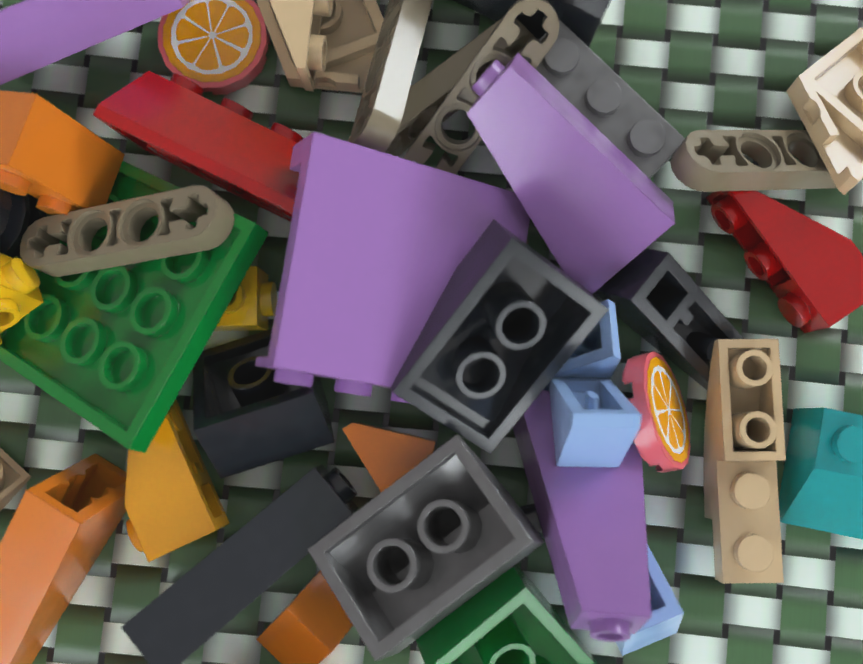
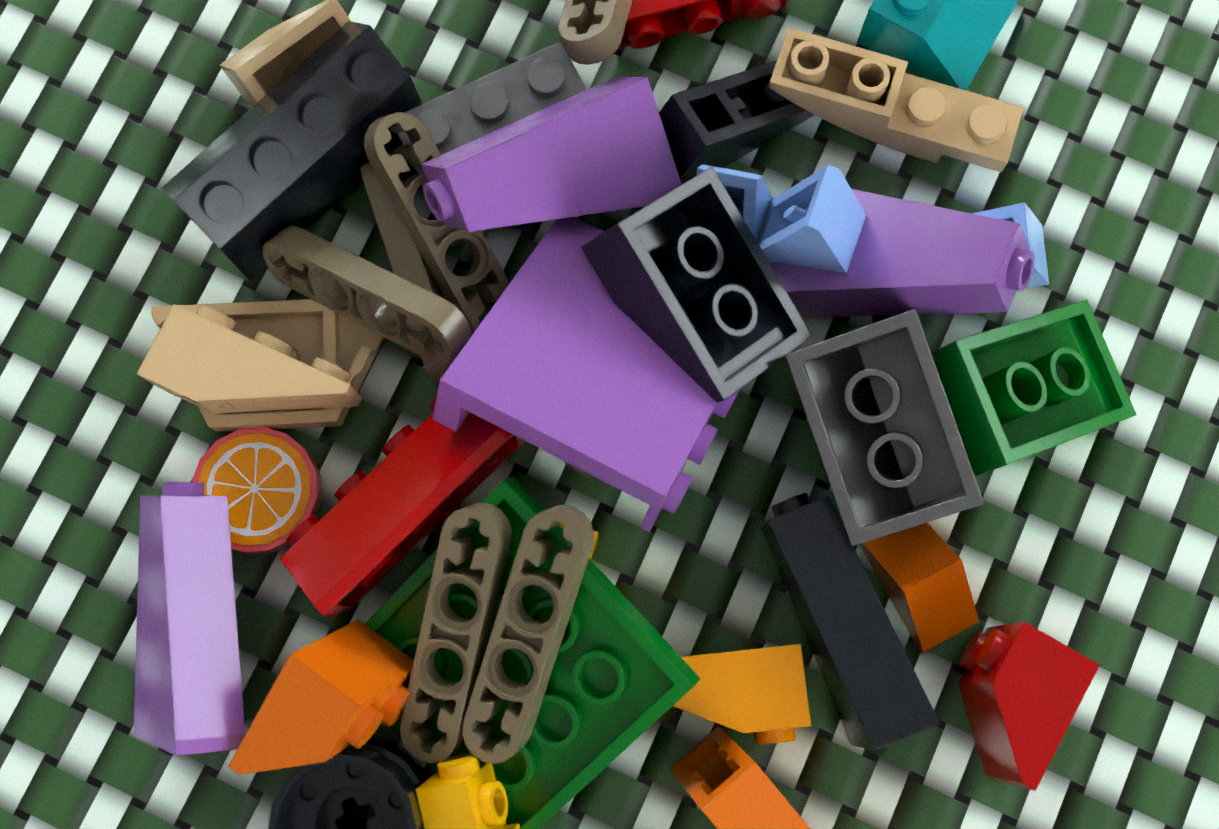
camera: 70 degrees left, 5 degrees down
(135, 285) = (522, 632): none -> dark tan beam
(247, 416) = (686, 566): black slope -> none
(387, 452) = (779, 445): orange slope -> none
(664, 421) = (803, 158): tile -> none

